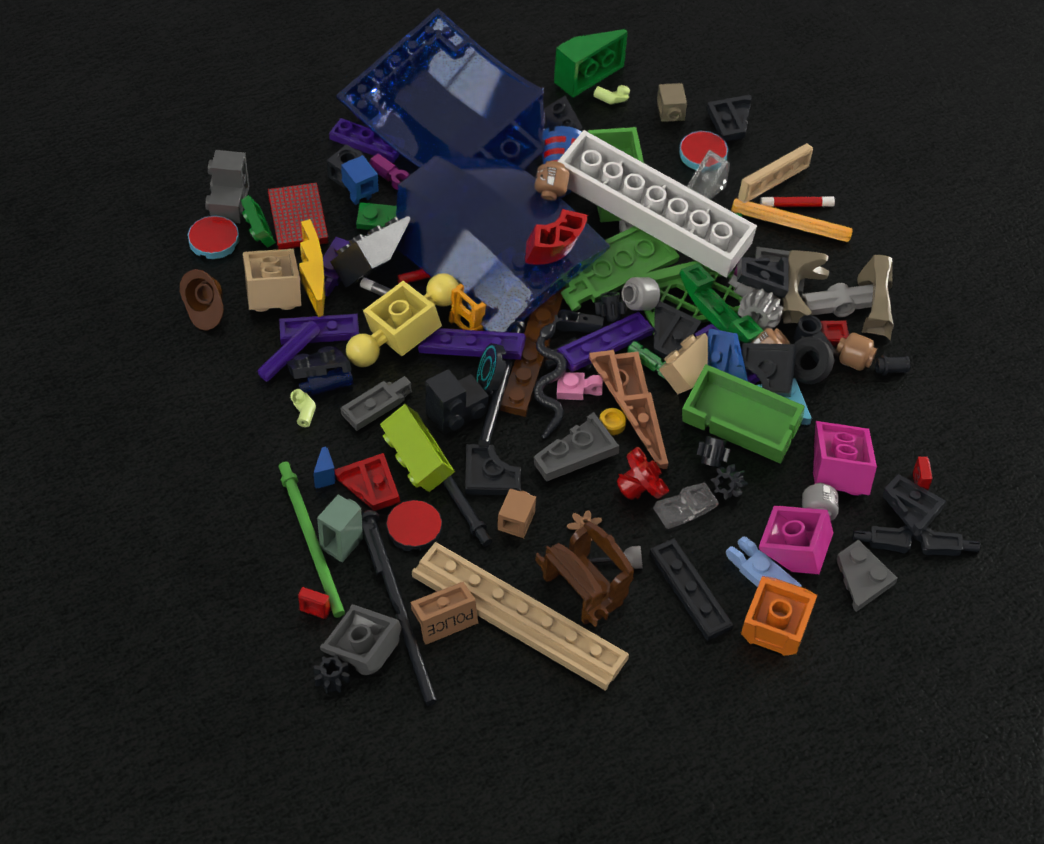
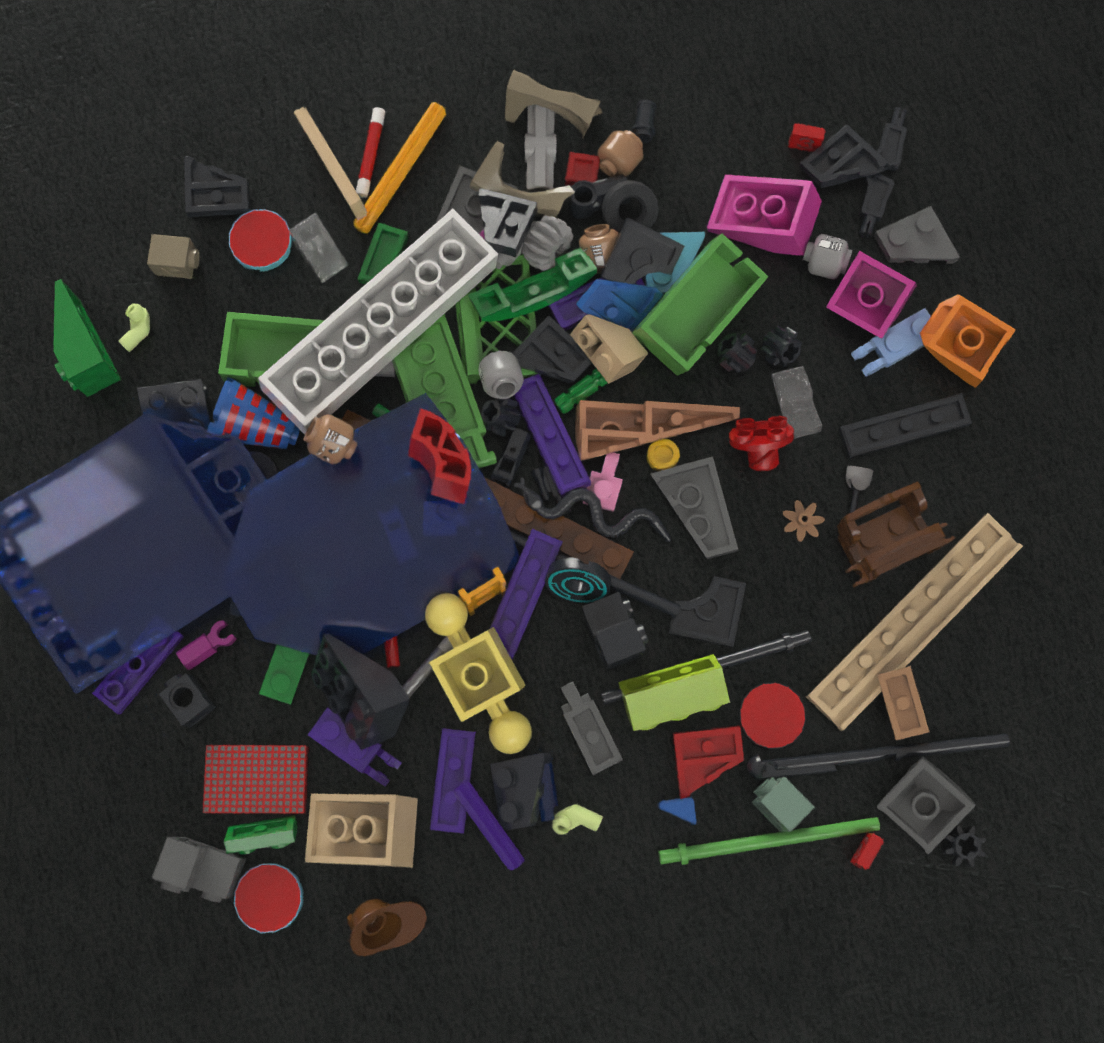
camera: 75 degrees left, 25 degrees up
(312, 267) = (383, 774): yellow slope -> none
(359, 178) = (228, 687): blue brick -> none
(516, 513) = (780, 593): medium nougat brick -> none

